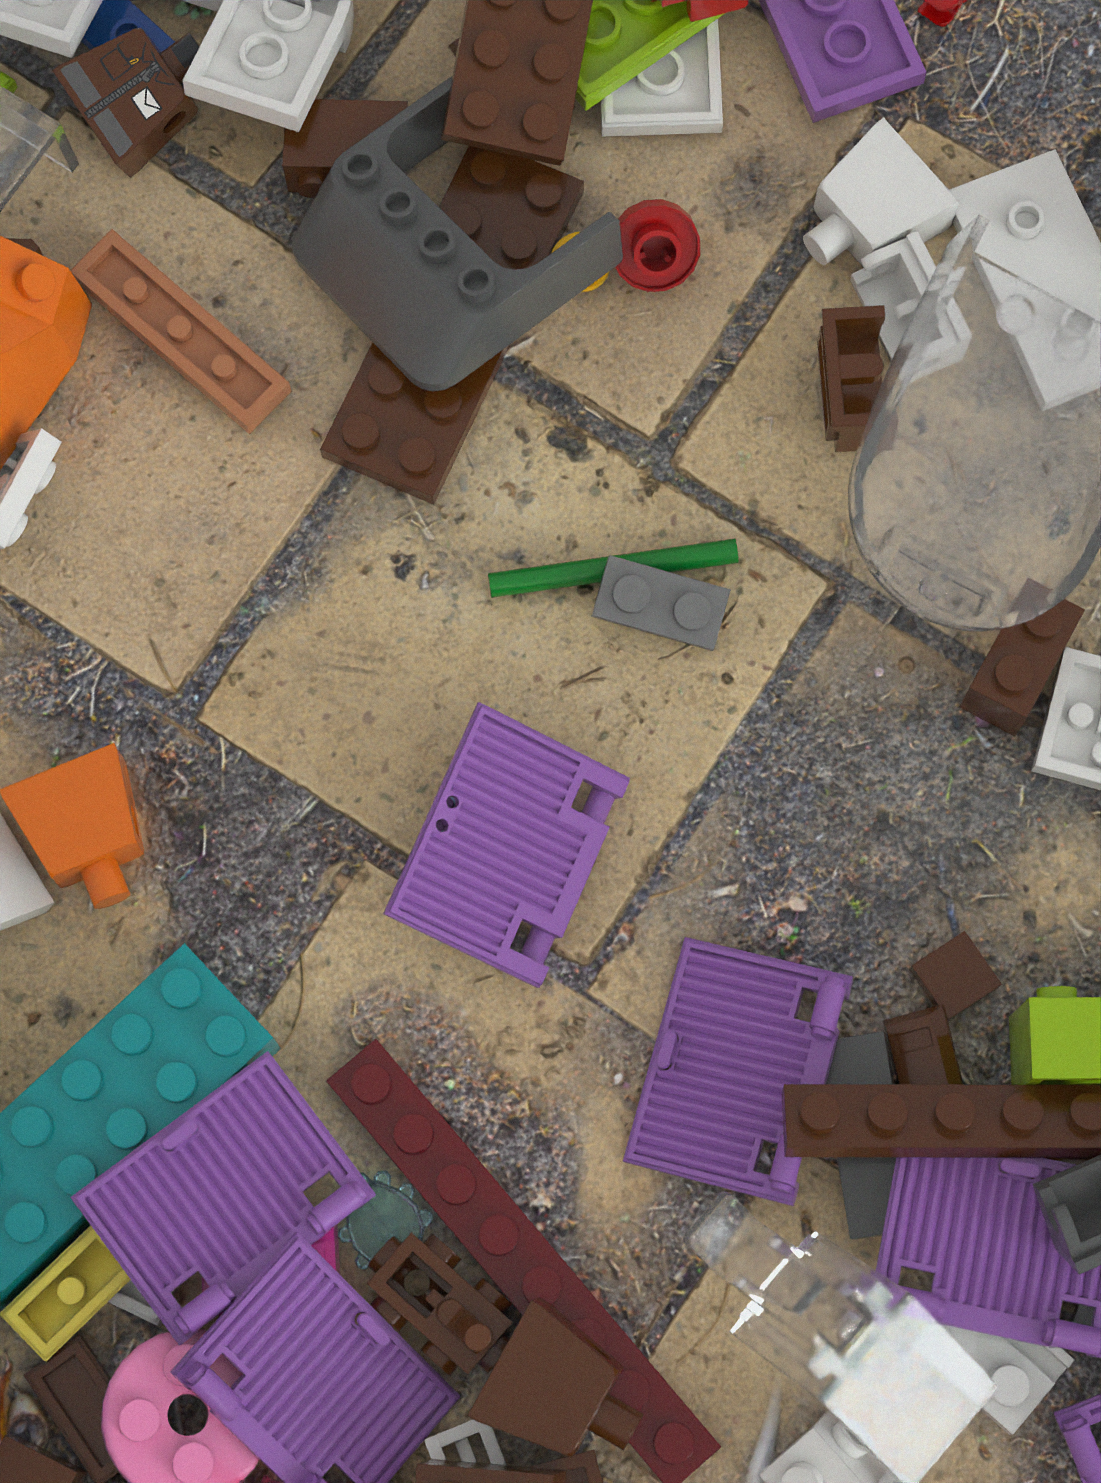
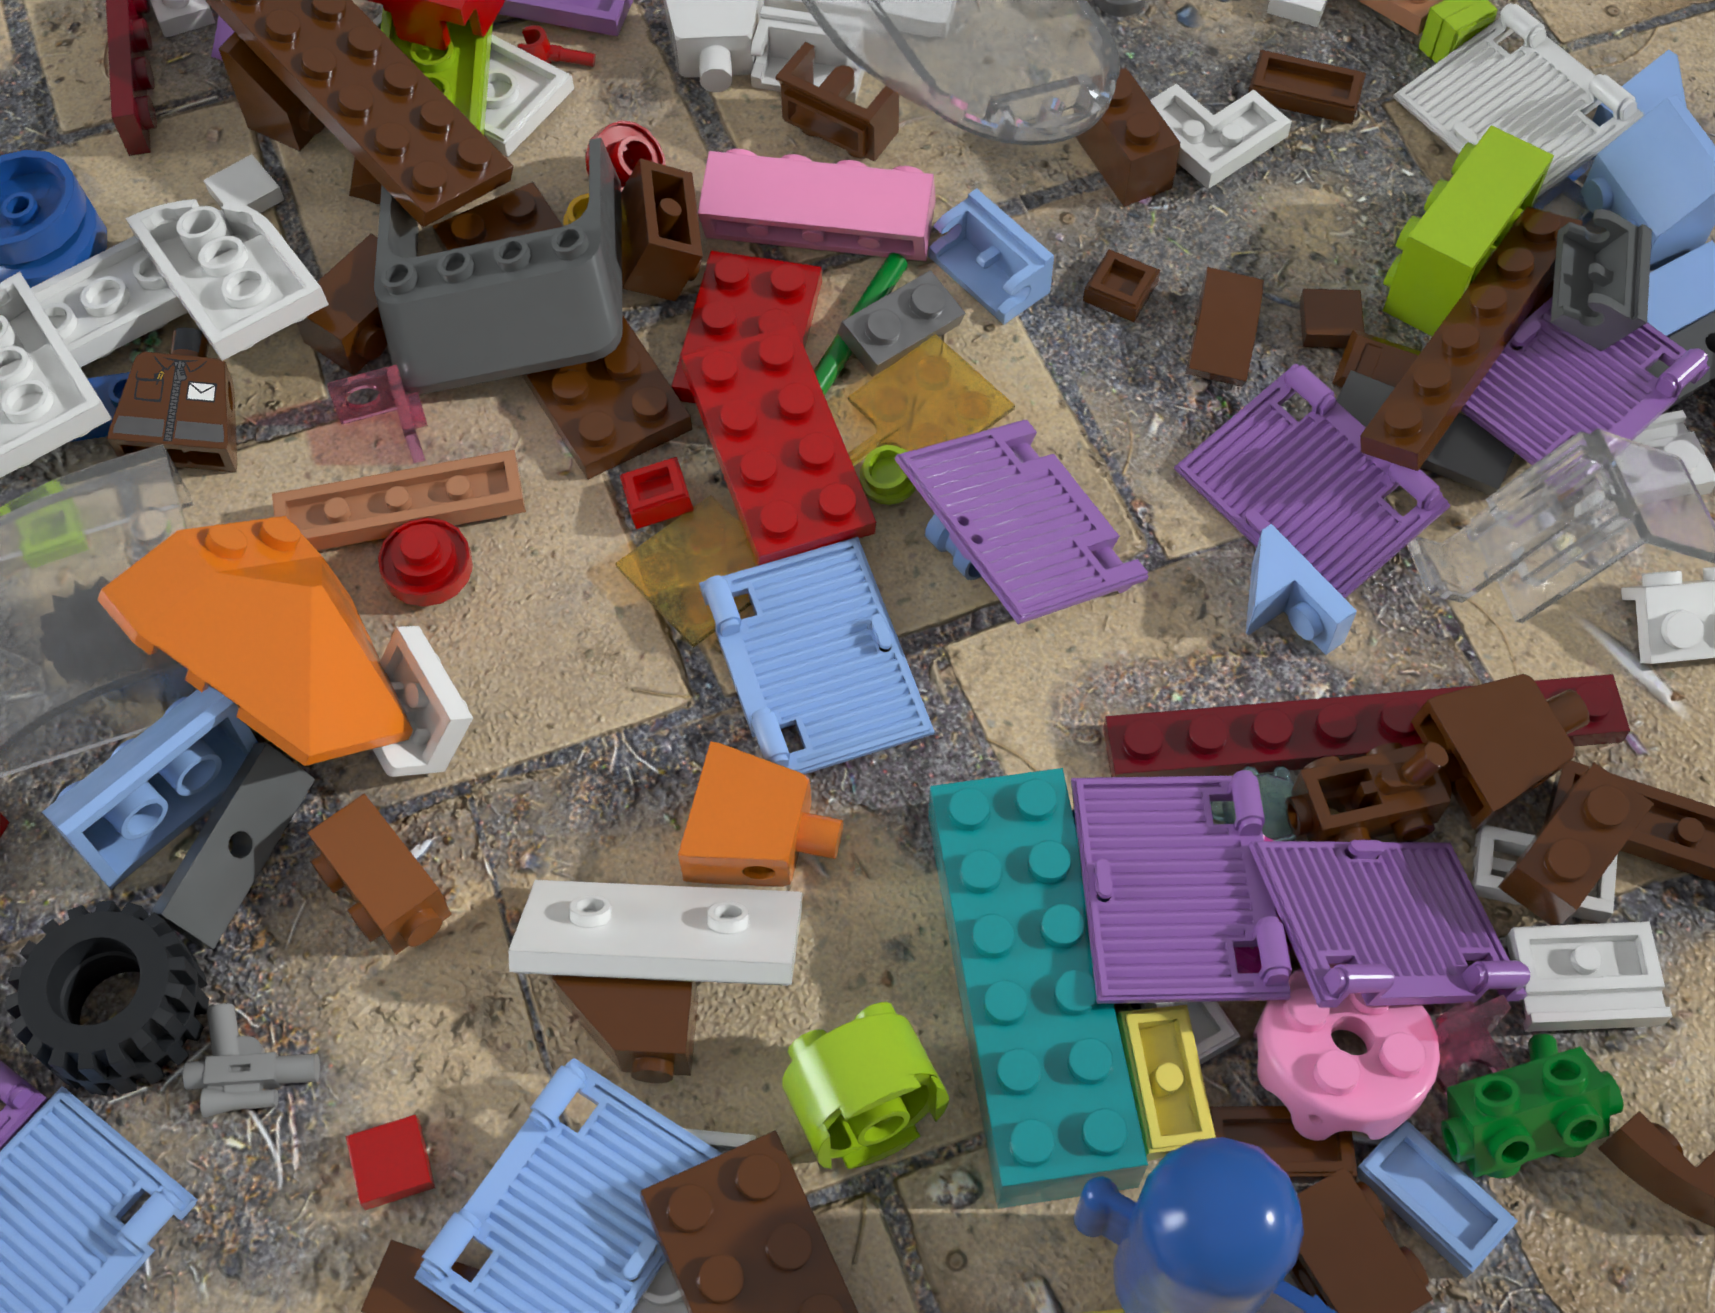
camera: 55 degrees left, 15 degrees down
(139, 395) = (425, 562): none -> red plate
(271, 263) = (391, 398): none -> clear pink bracket
(272, 766) = (817, 658): none -> light blue window
(337, 525) = (656, 493): none -> red tile
(444, 590) = (778, 445): none -> red plate
(495, 691) = (883, 477): none -> lime plate
(562, 479) = (747, 298): none -> red plate
(587, 684) = (912, 405): none -> clear yellow hinge
(594, 331) = (659, 231): none -> reddish brown brick
(611, 1101) = (1289, 584): none -> light blue slope
(728, 443) = (817, 204): none -> bright pink brick
(746, 77) = (540, 47): none -> red hand
(790, 631) = (992, 257): none -> light blue hinge
(855, 764) = (1121, 285): none -> reddish brown tile
(865, 887) = (1225, 327): none -> reddish brown slope

